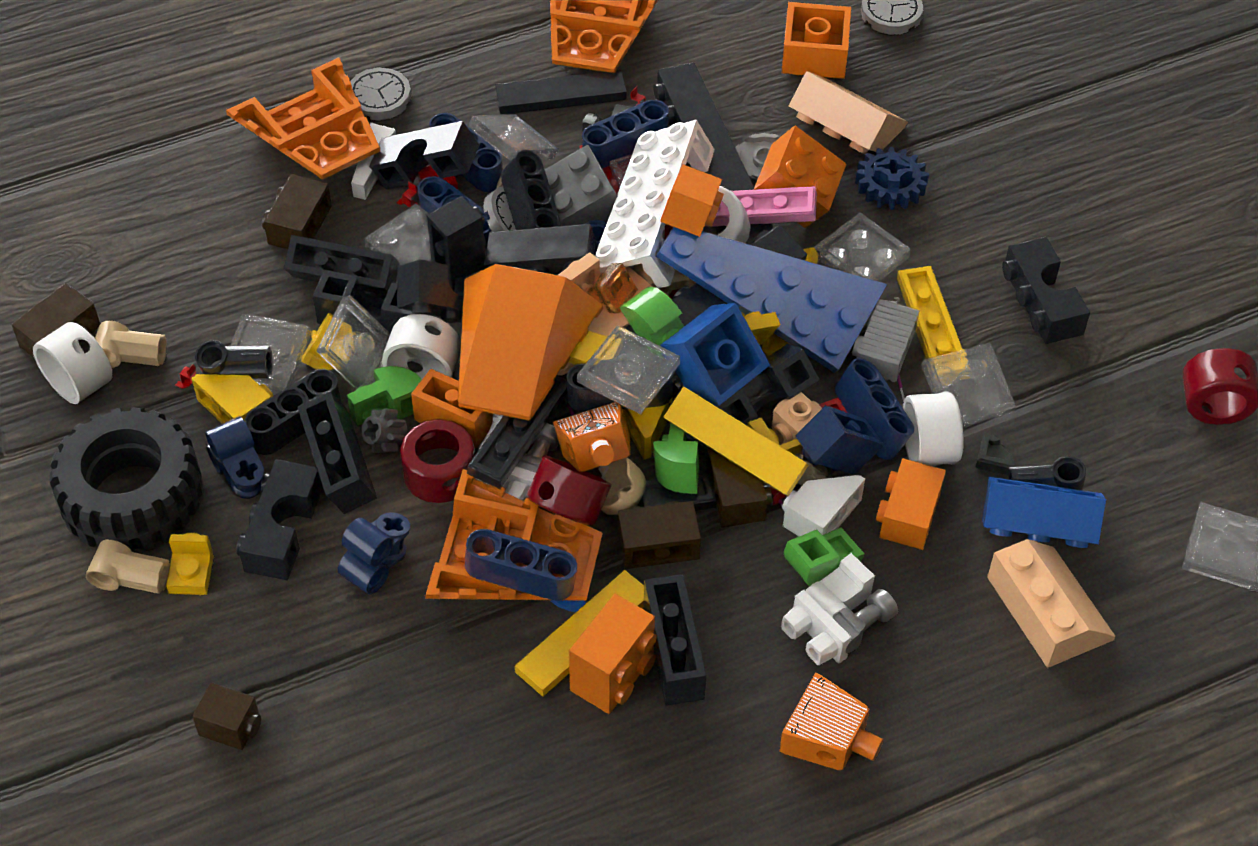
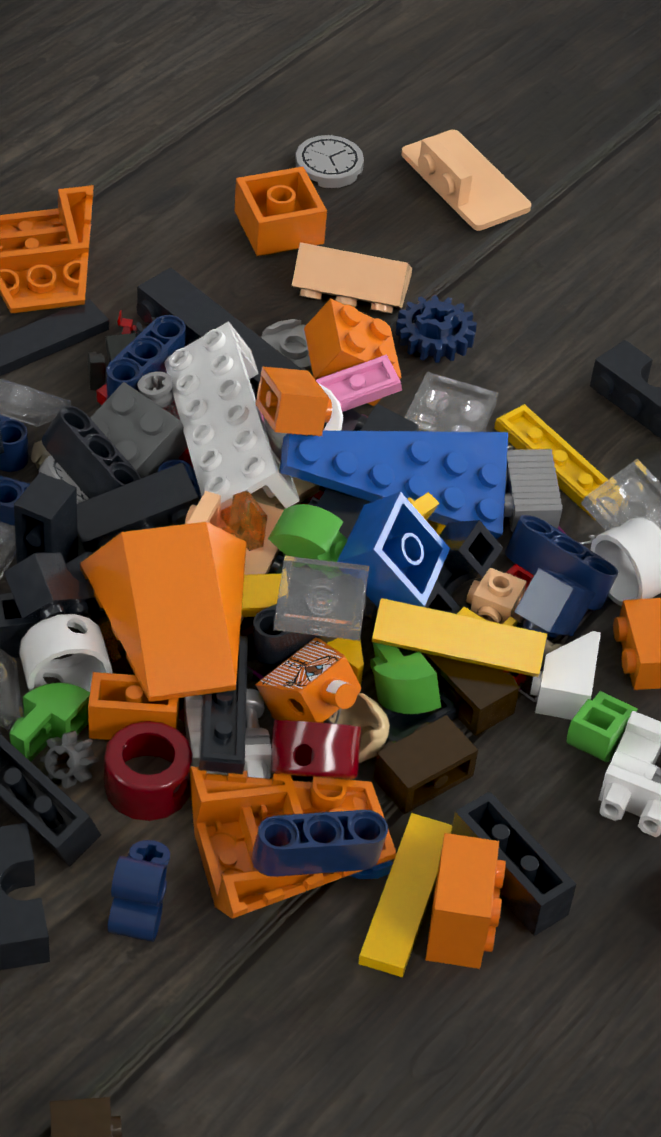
camera: 30 degrees left, 5 degrees down
(615, 159) = (157, 387): none -> light grey bush
(1001, 57) = (466, 180): none -> light nougat bracket

